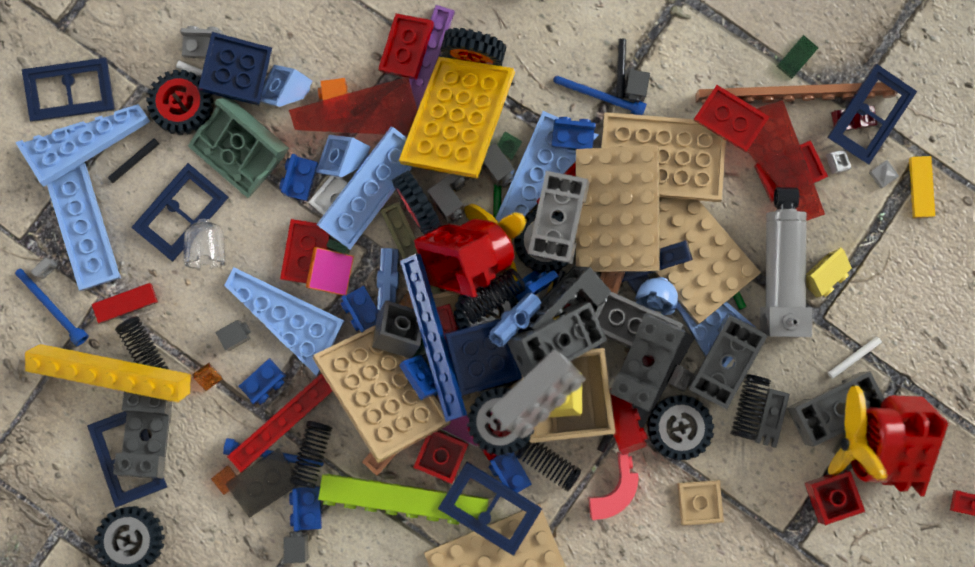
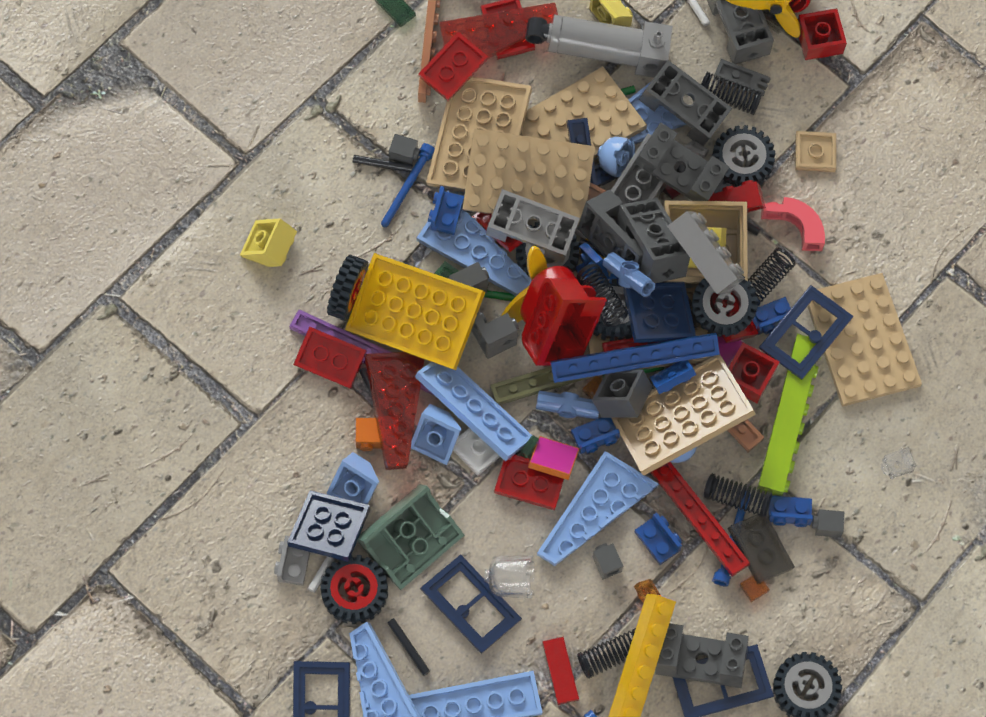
camera: 85 degrees left, 15 degrees down
(298, 177) = (451, 480): blue bracket -> none
(416, 202) = (497, 360): black wheel -> none

